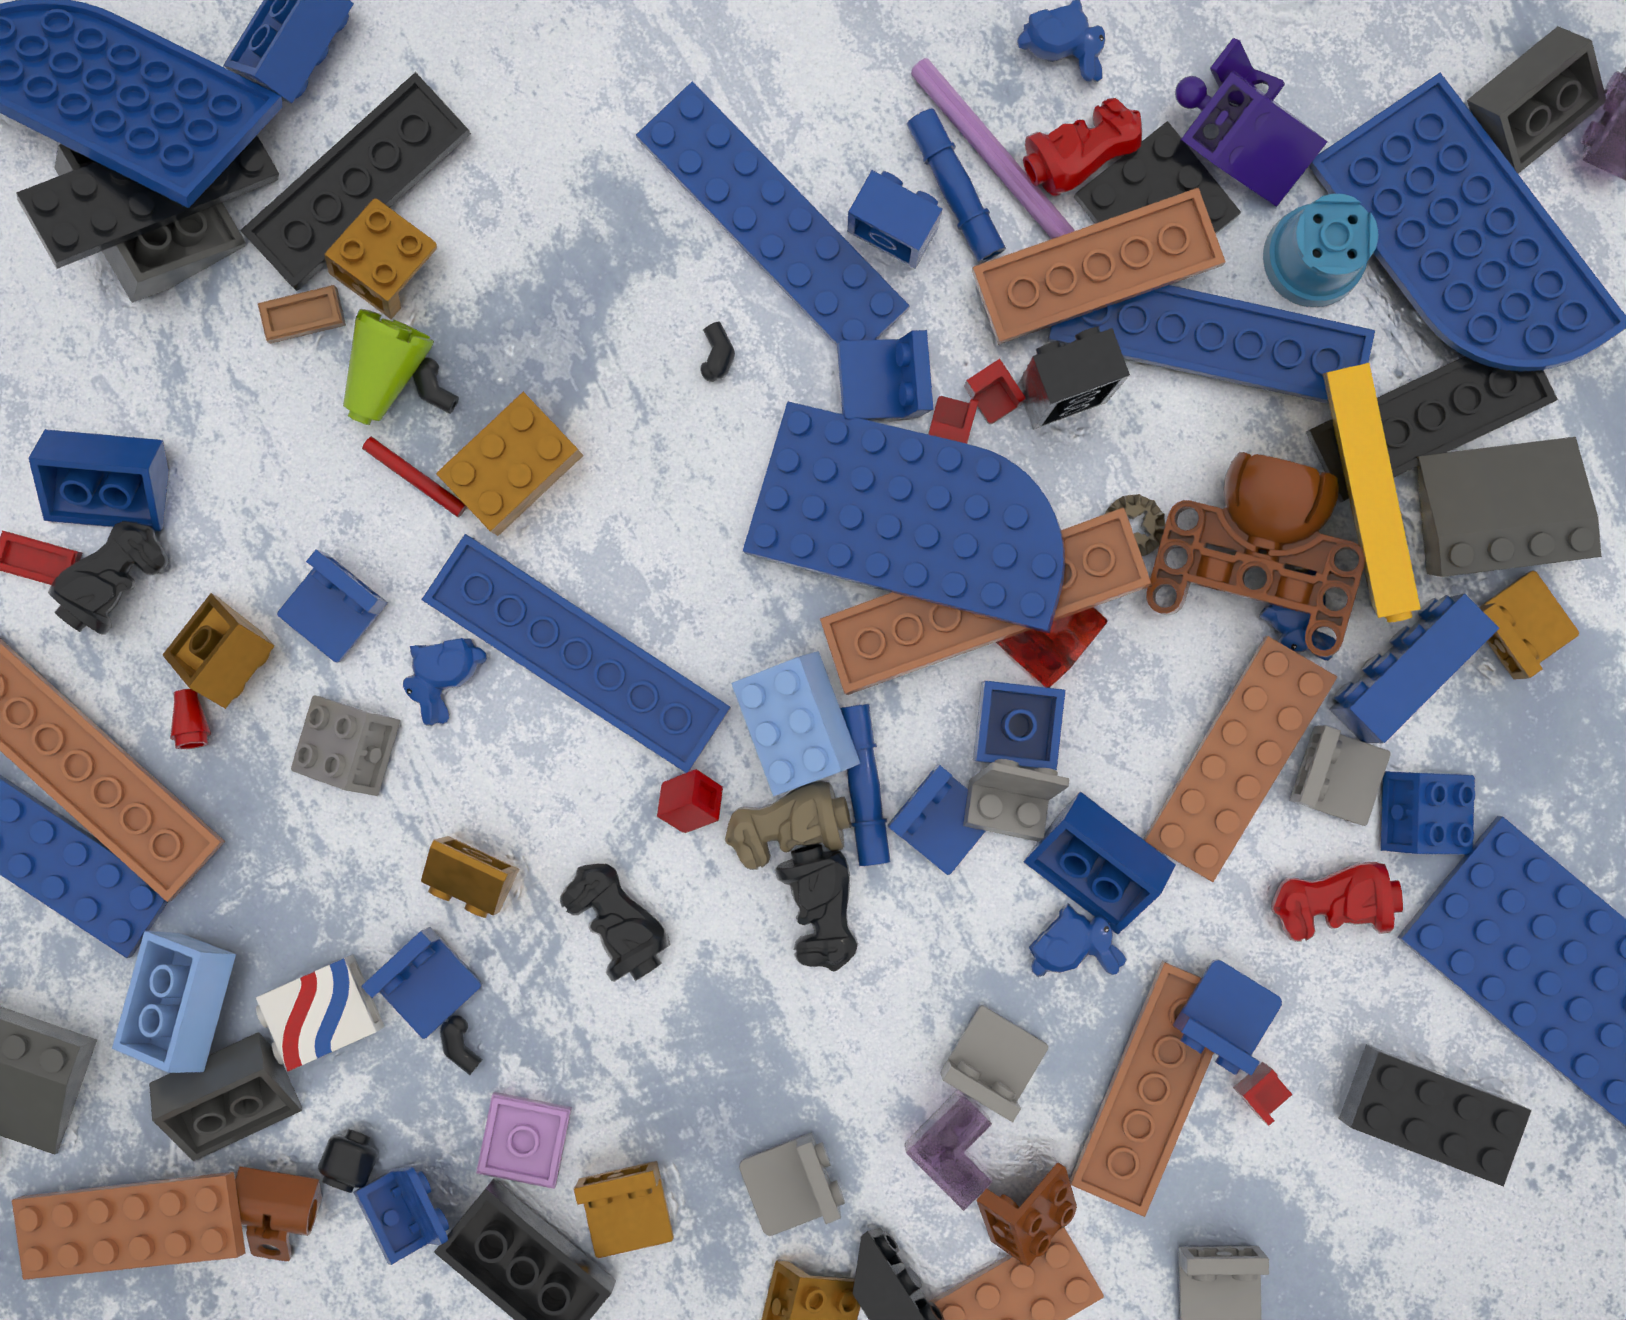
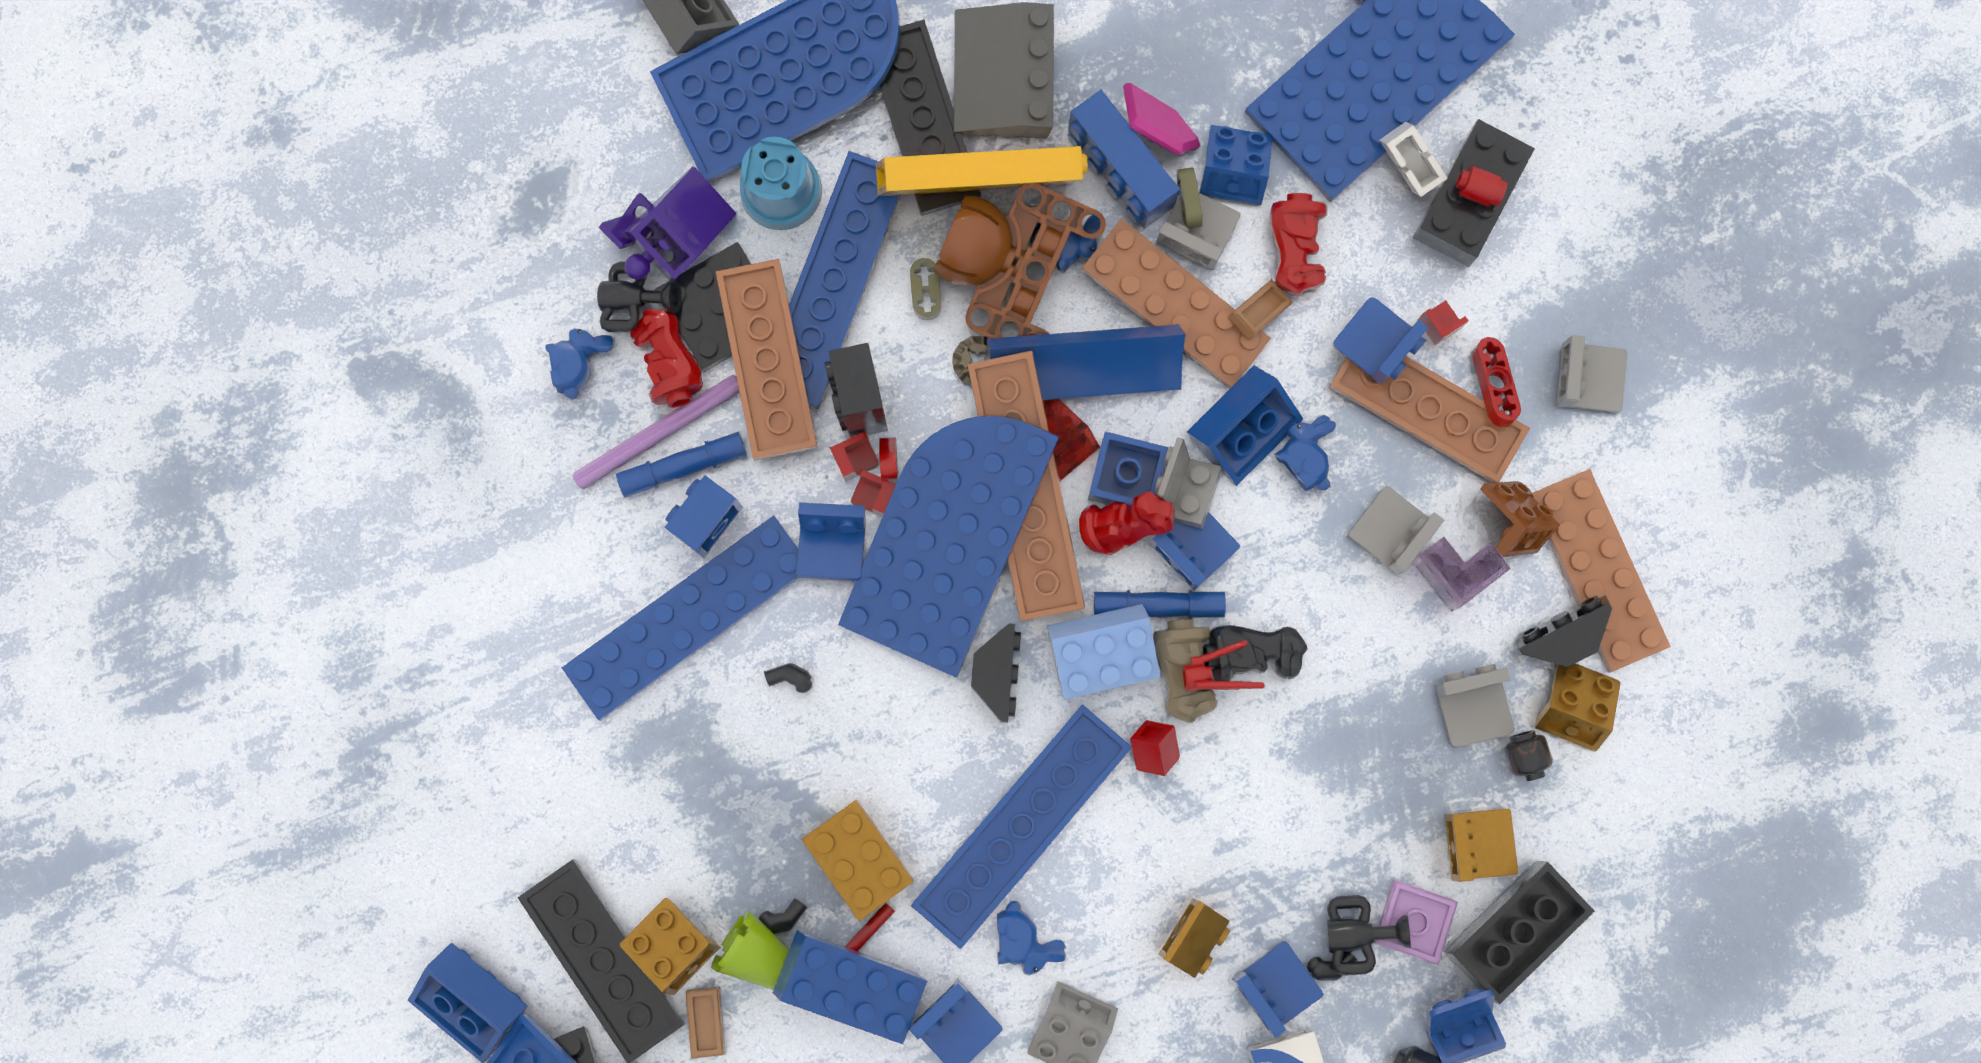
camera: 90 degrees left, 5 degrees down
(357, 473) = (849, 987): none -> blue brick
(498, 1072) = (1358, 934): none -> black piece
(625, 928) = (1252, 814): black animal -> none
(740, 1256) = (1528, 755): none -> black head
(754, 596) = (995, 672): none -> black slope
(778, 843) = (1200, 677): none -> red plant
(951, 724) = (1120, 526): none -> red animal
(996, 431) = (888, 458): none -> red beam
(1152, 90) = (625, 296): none -> black piece
(1154, 673) = (1101, 360): none -> blue arch
(1179, 1165) = (1491, 395): none -> red beam
(1213, 440) = (918, 290): none -> olive beam
(1246, 864) = (1260, 309): none -> medium nougat tile
(1376, 758) = (1189, 197): none -> olive beam
(1443, 1123) = (1481, 186): none -> red brick
(1455, 1042) = (1418, 170): none -> white piece
(1468, 707) = (1158, 121): none -> dark pink tile
(1529, 625) = (1097, 66): pearl gold bracket -> none

